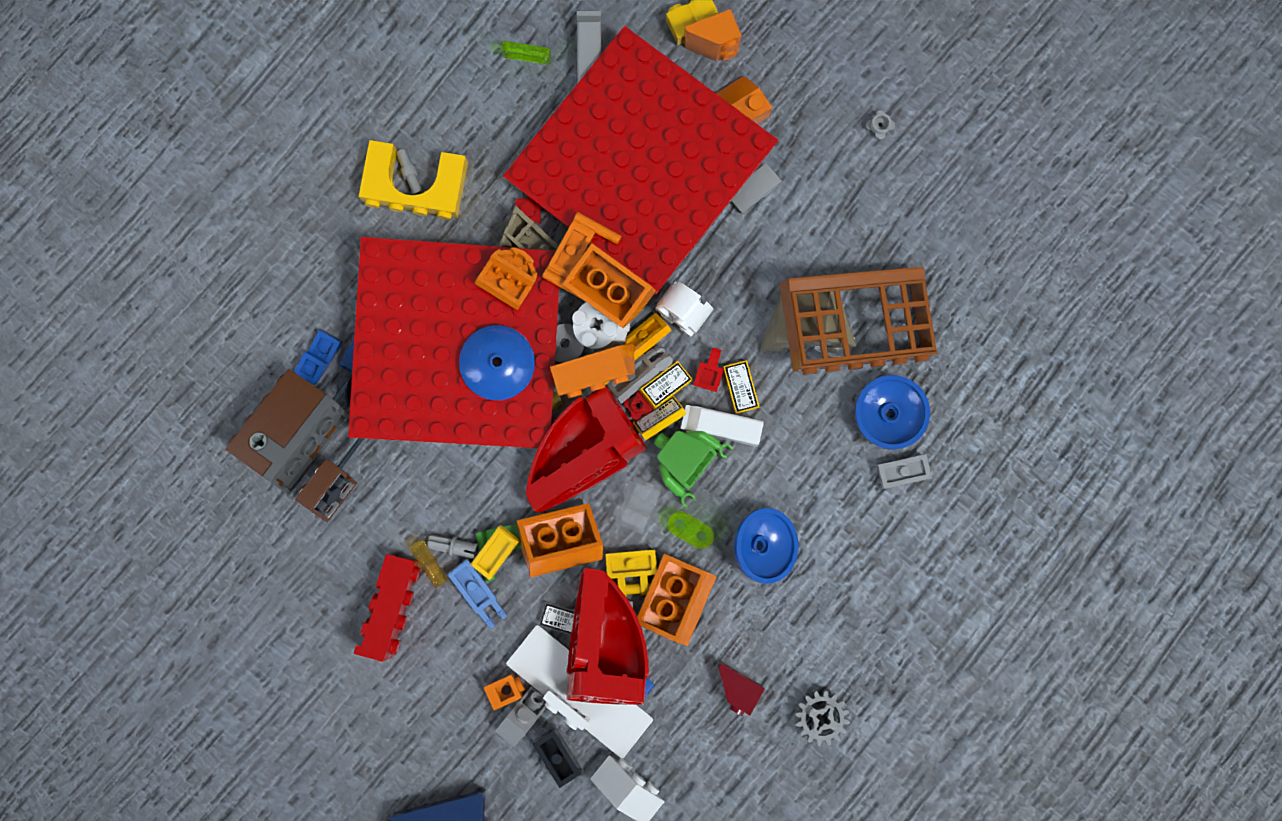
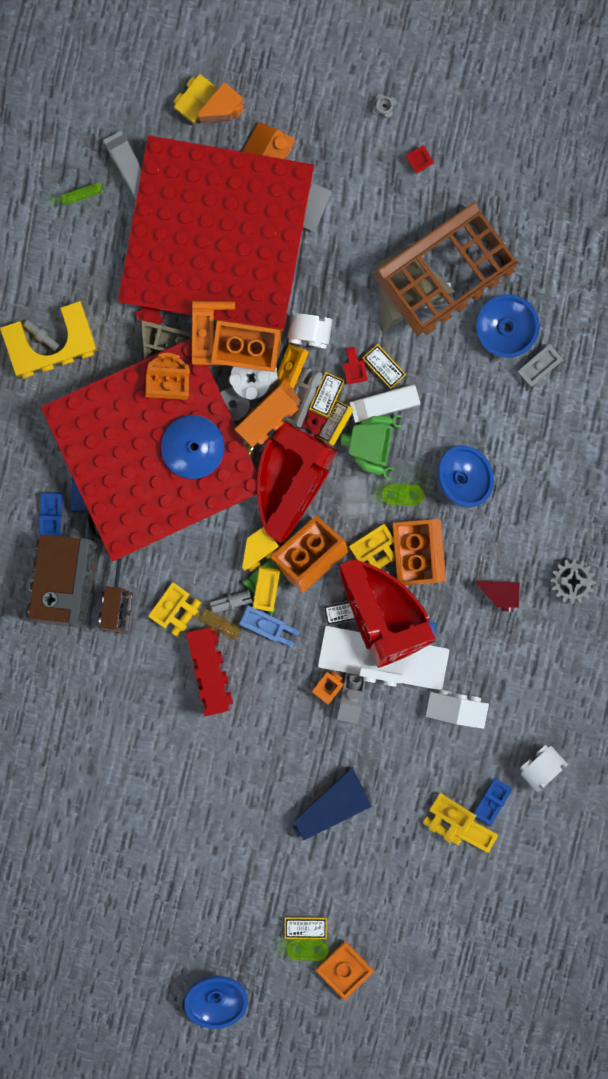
camera: 25 degrees left, 5 degrees up
(387, 515) = (169, 605): none -> yellow plate
(509, 504) = (257, 547): none -> yellow slope
(557, 757) = (393, 713): black brick -> none
(888, 196) = (419, 159): none -> red plate

